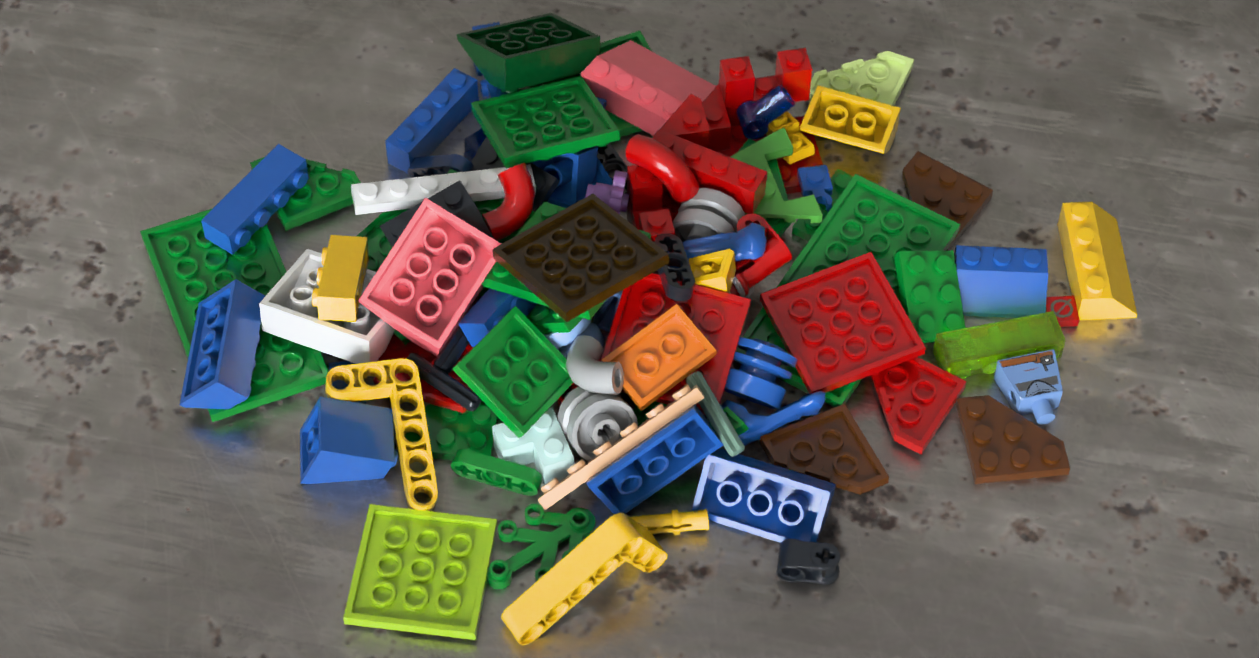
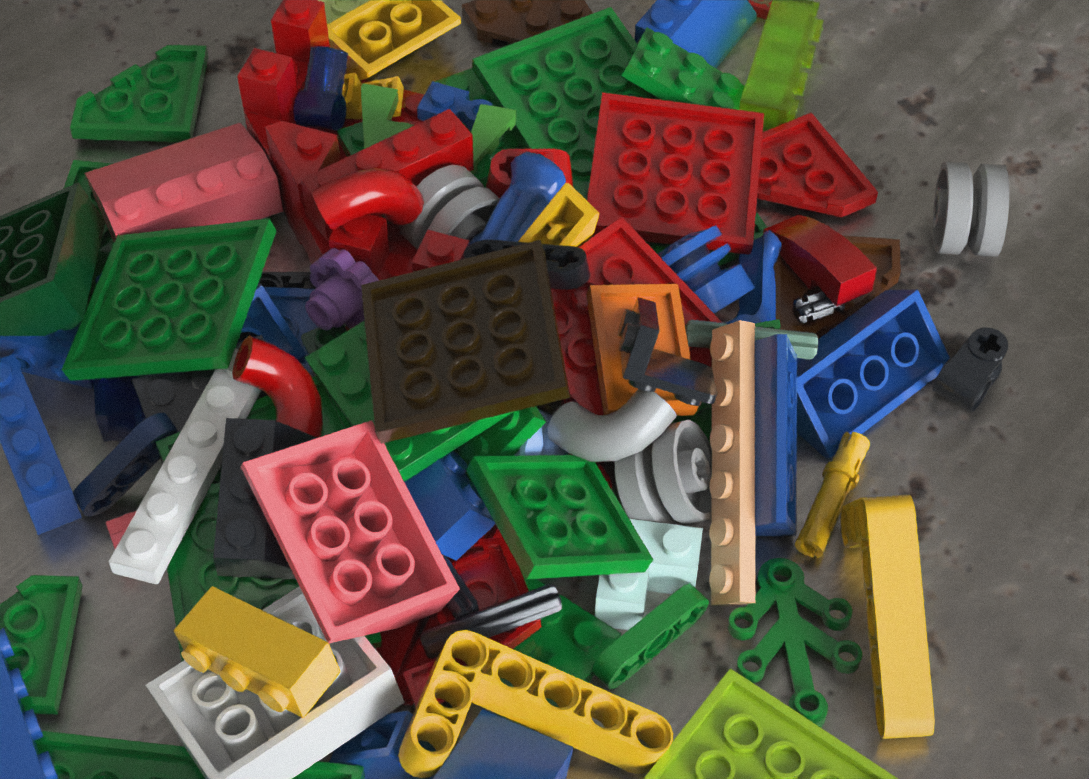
camera: 60 degrees left, 0 degrees up
(635, 362) = (652, 368): none -> black bracket
(715, 37) = (146, 101): none -> green plate
(794, 450) = (815, 306): none -> black piece
(827, 433) = (824, 259): none -> red slope
(934, 500) = (970, 209): none -> light grey wheel
(1007, 444) = (904, 124): reddish brown plate -> none
(1031, 384) = (849, 63): medium blue torso -> none

